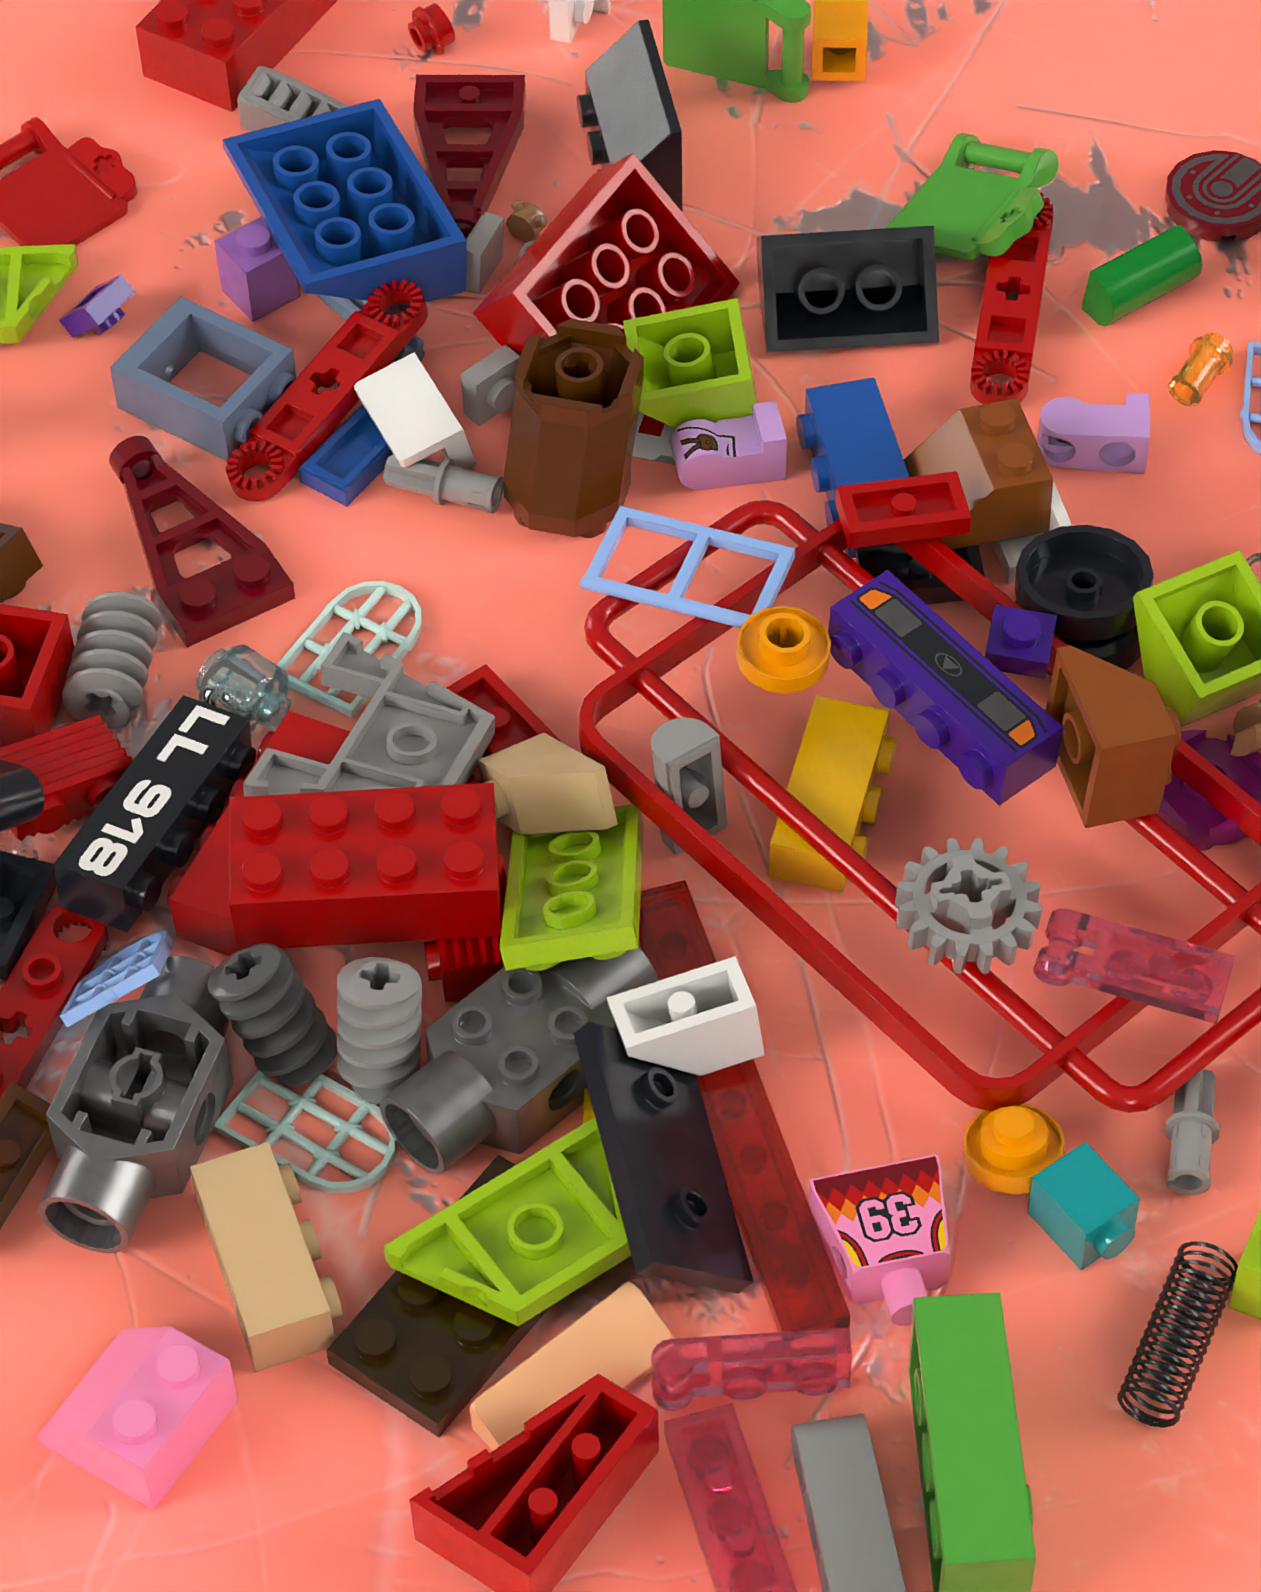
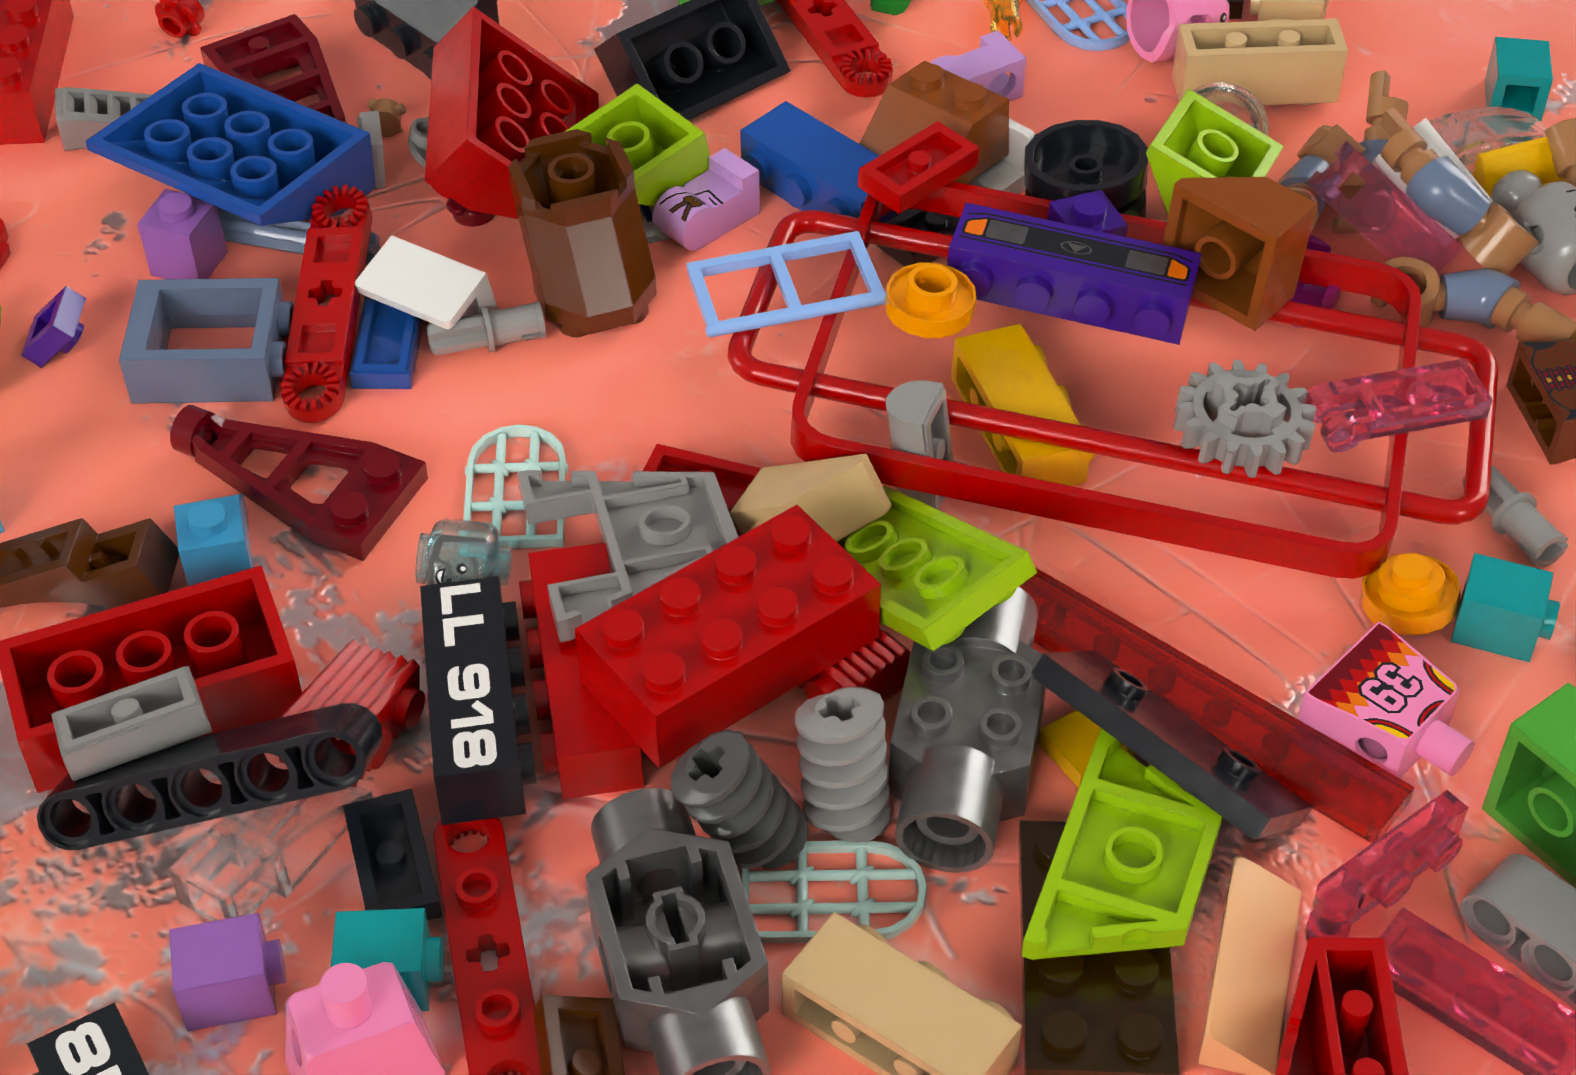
camera: 35 degrees left, 5 degrees down
(74, 566) = (213, 538): none -> dark azure slope
(111, 658) = (315, 592): light grey piece -> none
(118, 976) = (586, 873): light blue window -> none
(490, 385) = (469, 236): light grey plate -> none
(691, 1020) = (1108, 611): white slope -> none

